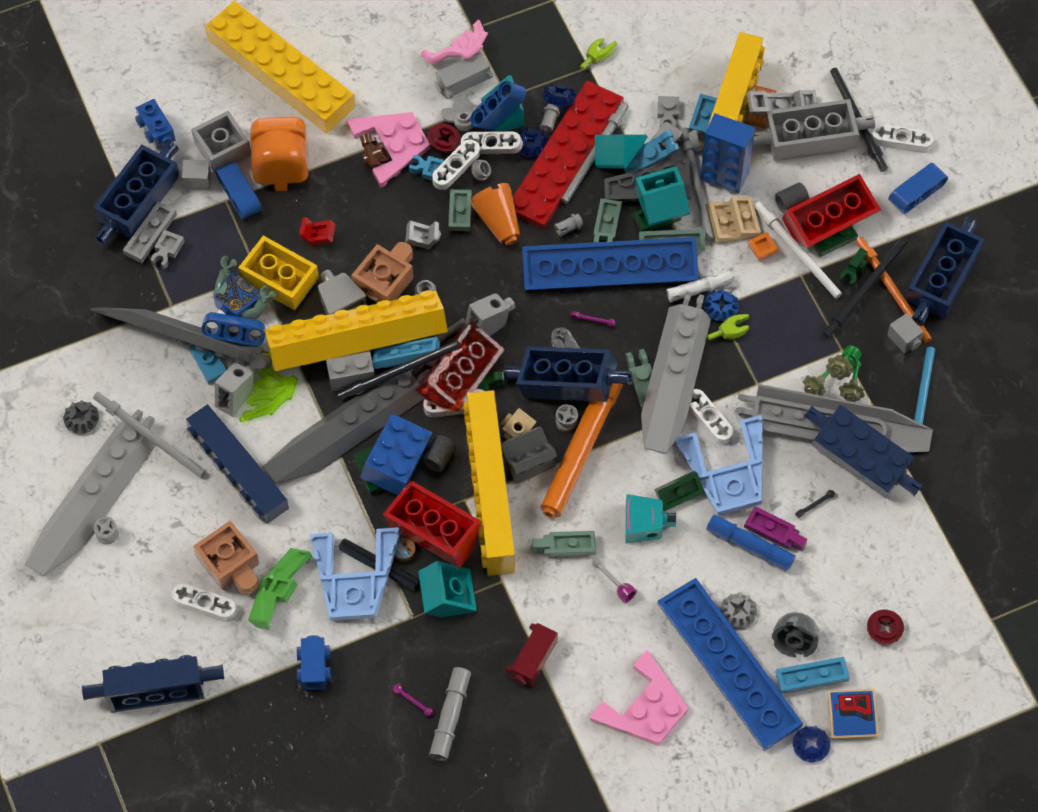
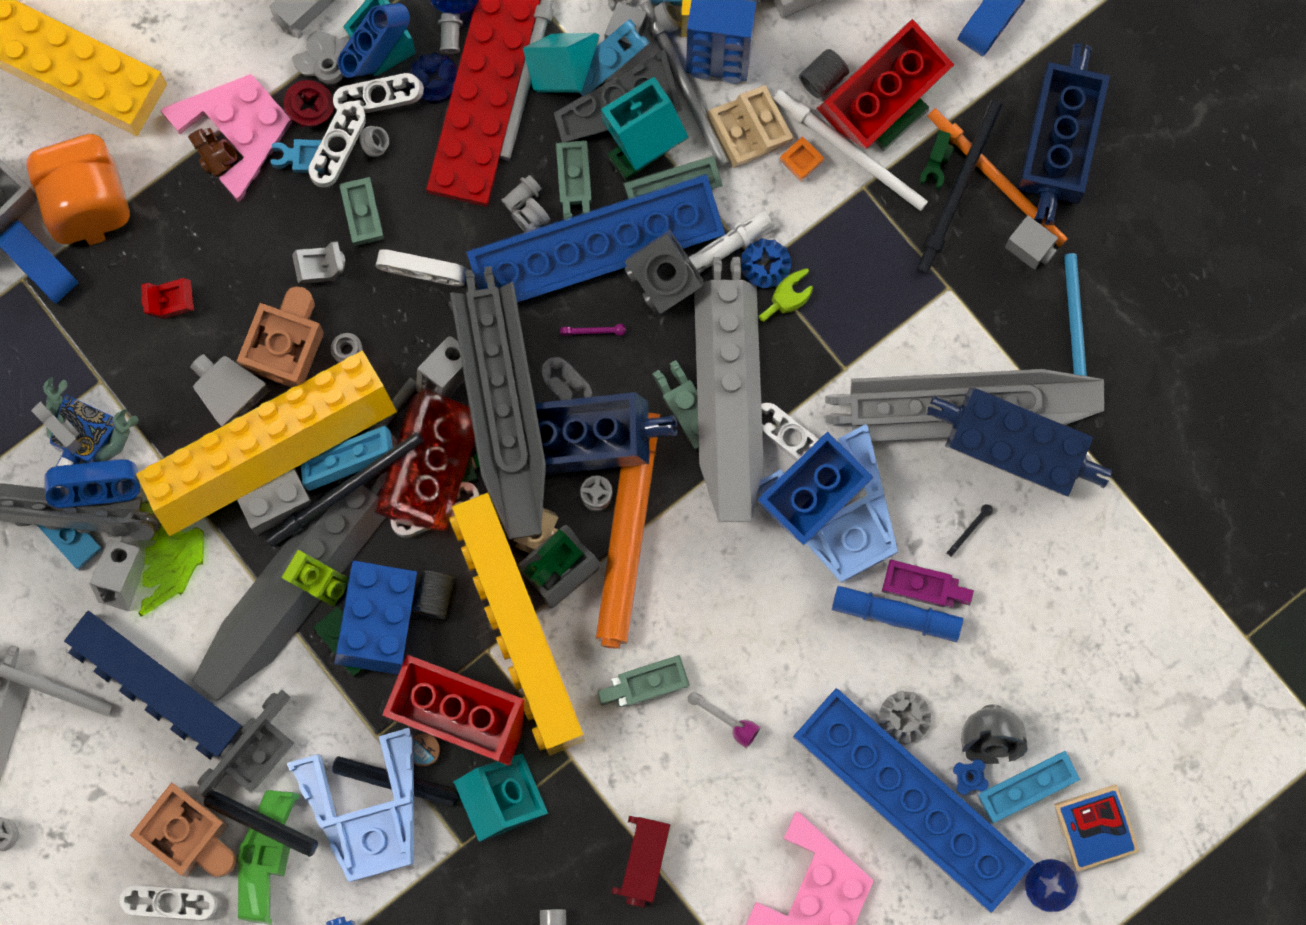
camera: 15 degrees left, 15 degrees up
(225, 290) = (63, 431): none -> light grey plate
(281, 270) = (131, 378): yellow brick -> none
(283, 564) = (261, 823): none -> black axle
(290, 520) = (255, 751): none -> dark grey bracket
(363, 421) = (315, 578): none -> lime slope
(489, 253) = (421, 267): none -> white beam
(498, 212) = (418, 205): orange cone -> none
(518, 341) = (501, 403): none -> dark grey hinge
(528, 443) = (556, 556): none -> dark green plate
(571, 237) = (531, 216): none -> light grey wheel
(639, 283) = (663, 291): none -> dark grey brick
(645, 519) = (745, 617): teal torso -> none
(679, 490) = (779, 564): dark green plate -> none
(713, 442) = (814, 489): none -> blue slope
(772, 665) = (976, 769): none -> blue plate
(839, 367) = (957, 331): olive plant -> none
(885, 617) = (1123, 687): dark red gear -> none

